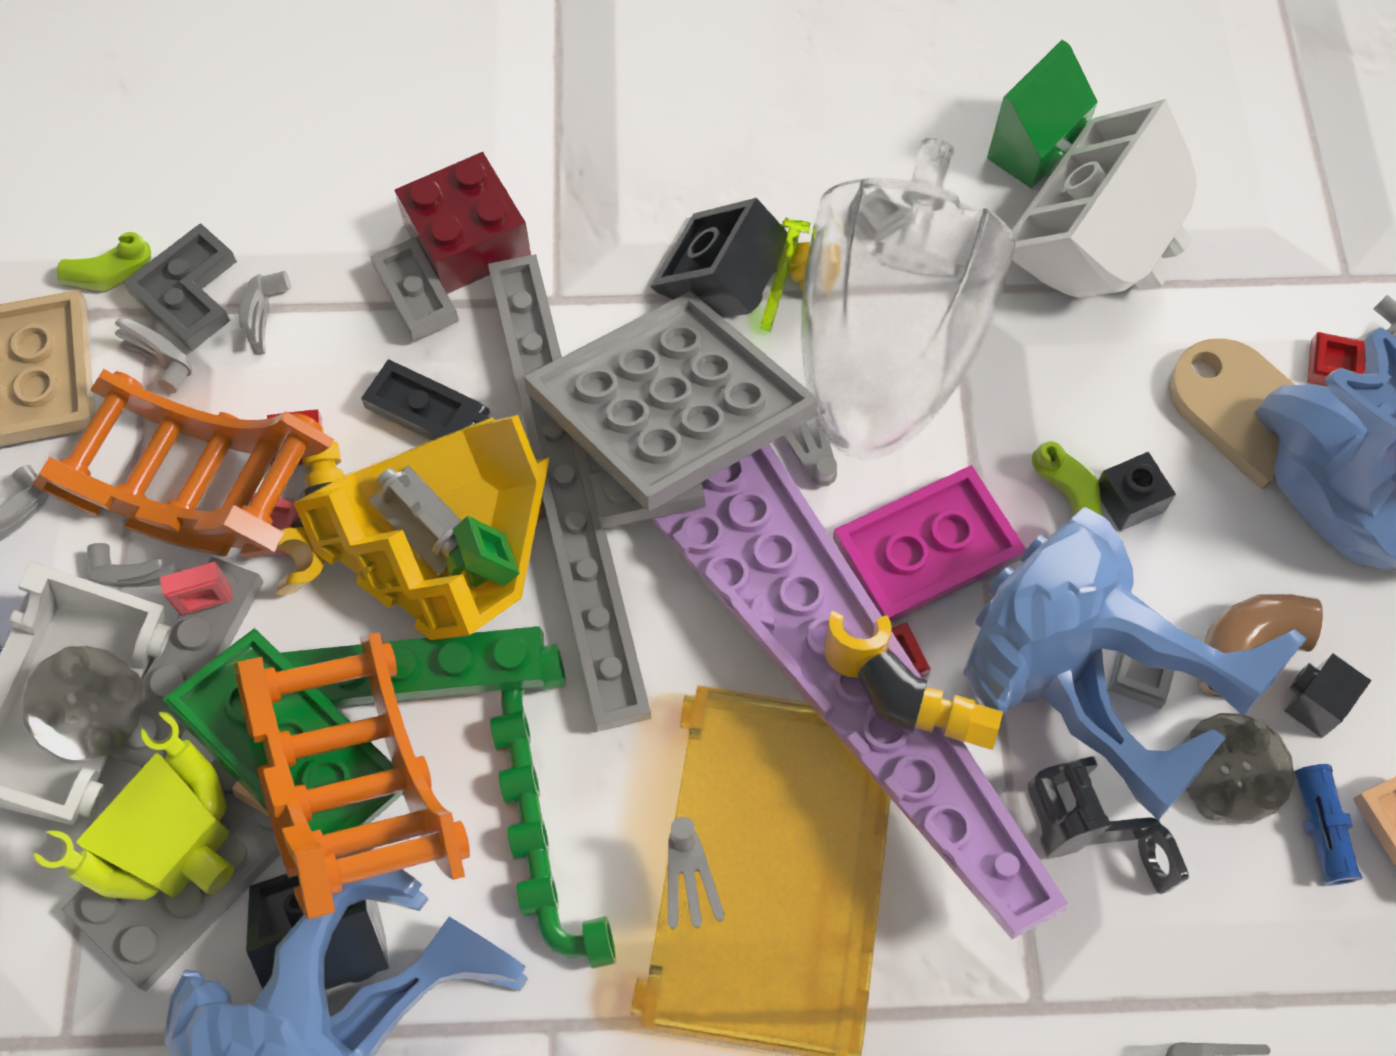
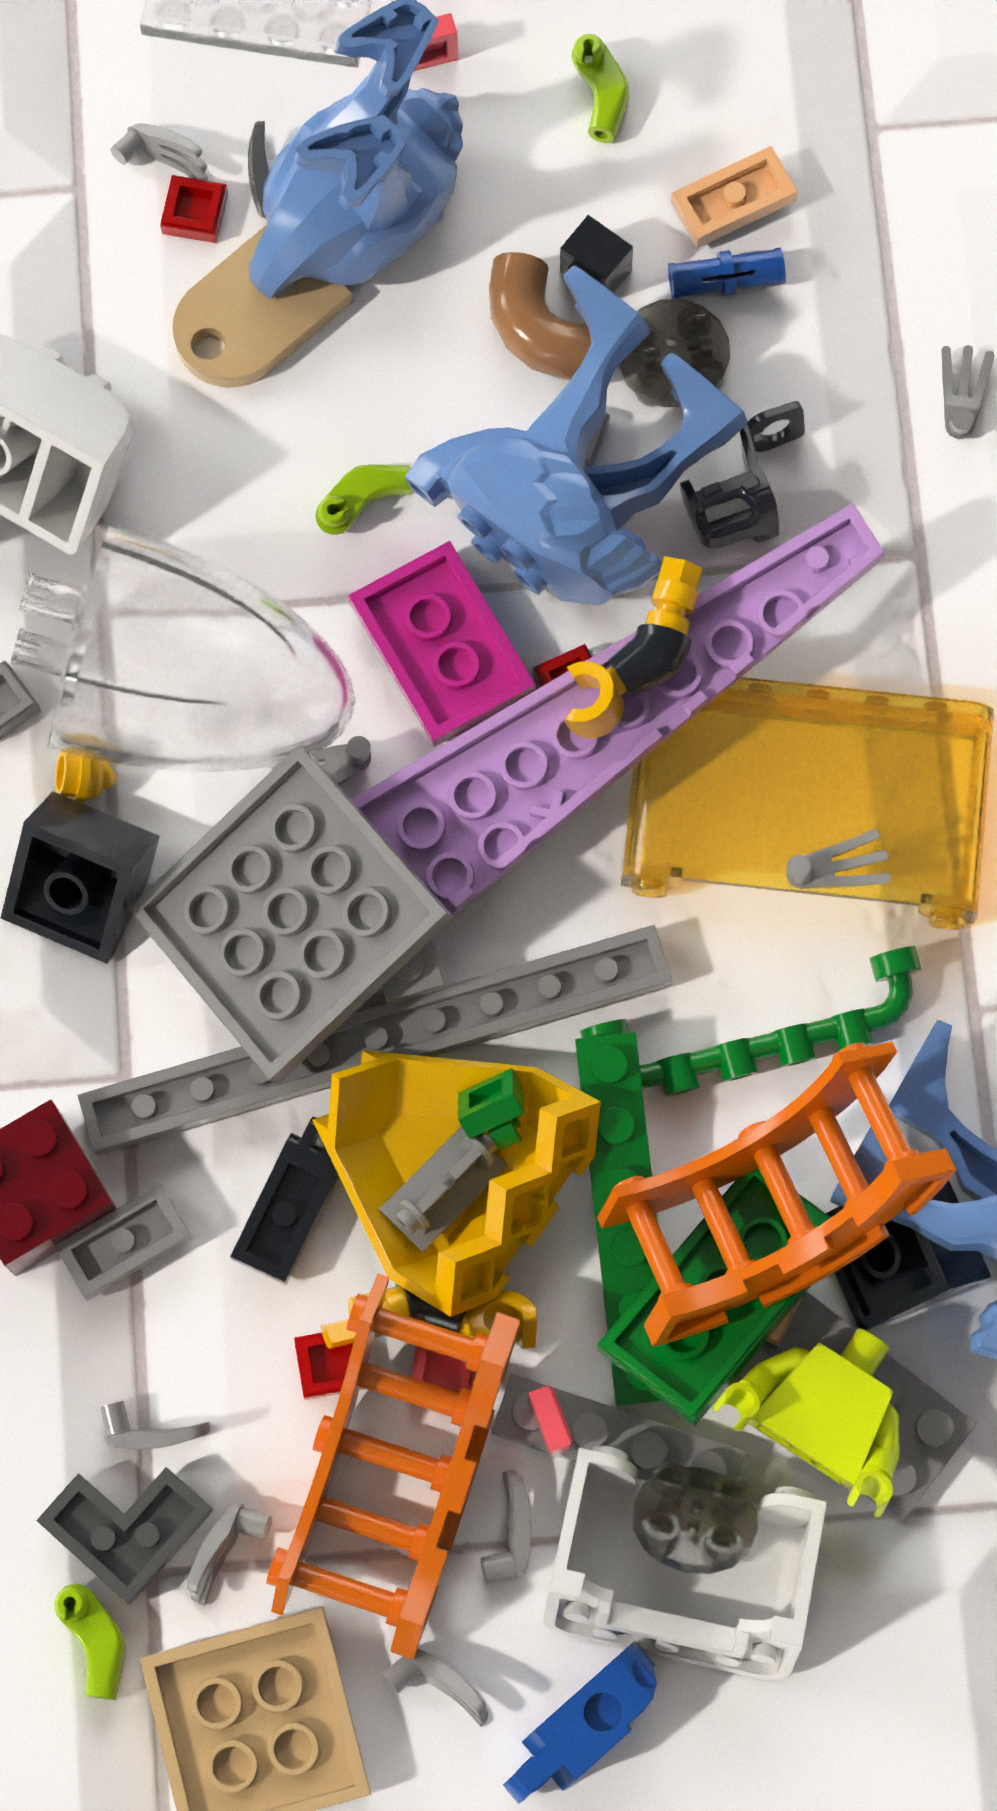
camera: 90 degrees left, 10 degrees up
(795, 228) = (52, 783): clear neon green piece -> none
(1138, 501) = (372, 443): black plate -> none

